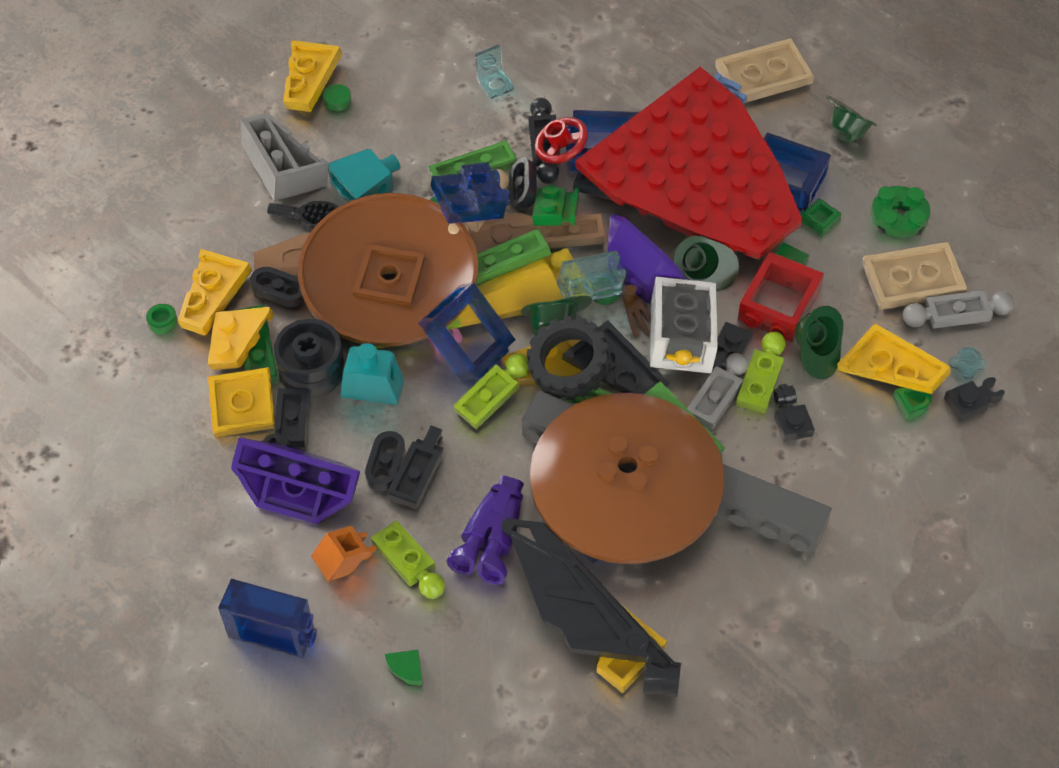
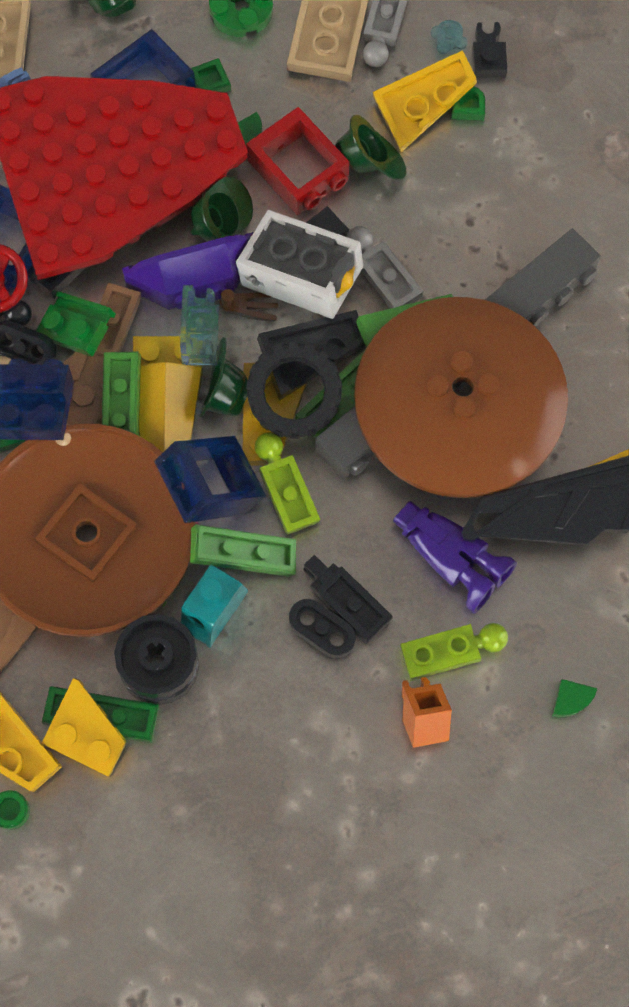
camera: 70 degrees left, 15 degrees up
(241, 402) = (176, 755): yellow plate -> none
(267, 618) = (480, 815): clear blue window -> none
(280, 286) = (31, 659): black plate -> none
(291, 418) = (226, 711): black hinge -> none
(293, 480) = (312, 727): dark purple wedge -> none
(421, 379) = (243, 550): none -> bright green tile
(762, 374) = (380, 219): lime plate -> none
(792, 421) = (445, 218): black plate -> none

